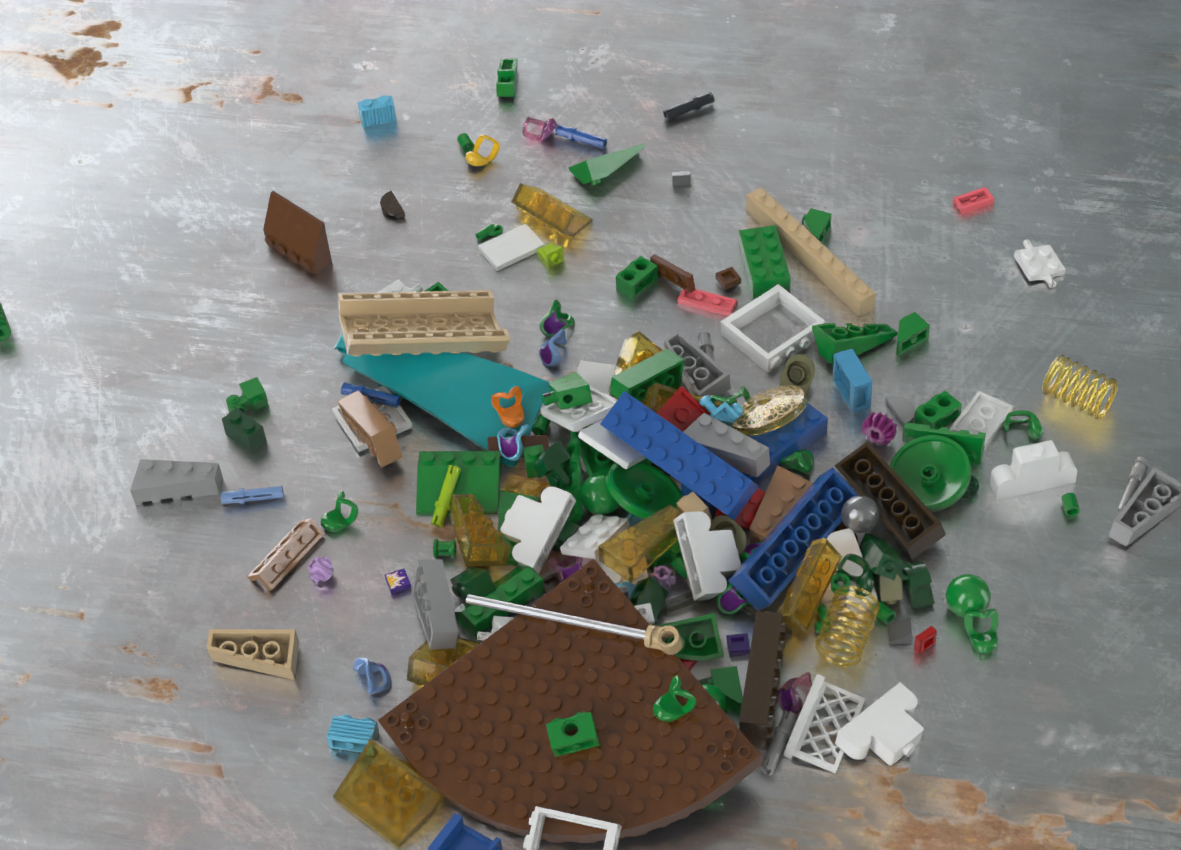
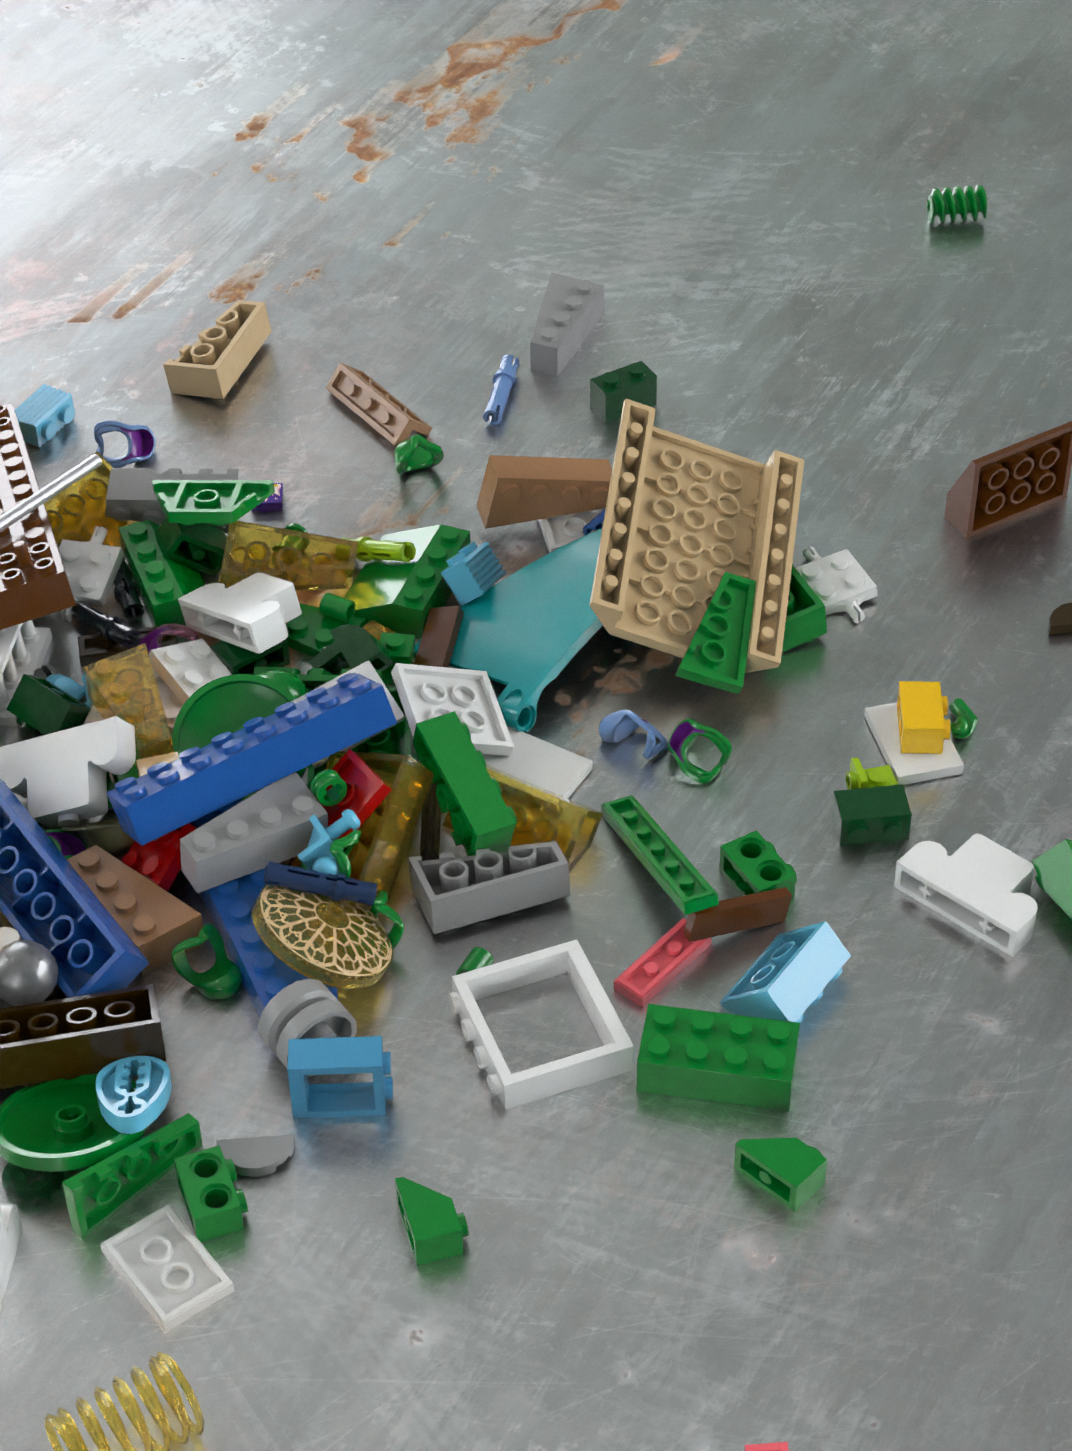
camera: 105 degrees right, 5 degrees down
(252, 397) = (689, 408): green brick -> none
(320, 569) = (324, 424): lavender gear -> none
(456, 440) = (472, 572): none -> medium azure brick
(457, 562) = (210, 500): none -> green wing
(482, 310) = (722, 638): none -> green wing
(503, 498) = (337, 607): none -> green hinge
(504, 237) = (922, 717): none -> yellow brick
(511, 416) = (489, 637): orange piece -> none
(511, 447) = (423, 625): piece -> none
(550, 210) = (987, 800): clear yellow slope -> none
(568, 392) = (490, 695): green torso -> none
(578, 246) = (871, 814): none -> dark green brick
(613, 201) = (975, 887): none -> white brick
(647, 307) = (659, 855): none -> green tile
(681, 178) = (1021, 1010): dark grey slope -> none
(687, 415) = (322, 781): none -> green bush
(701, 252) = (789, 975): none -> medium azure slope
(705, 343) = (541, 924): light grey axle -> none
(728, 278) = (703, 995): reddish brown plate -> none
(747, 364) = (476, 959): none -> green hinge
(749, 406) = (328, 885): none -> dark blue pin
(798, 372) = (396, 1011): olive piece -> none
(812, 253) = (709, 1133): tan brick -> none
(831, 398) = (303, 1012): none -> light grey wheel
(834, 339) = (456, 1119): green wedge -> none
(879, 428) = (212, 1085): magenta gear -> none
(910, 436) = (147, 1101): none -> medium azure piece
(1034, 426) = (92, 1327): green piece -> none

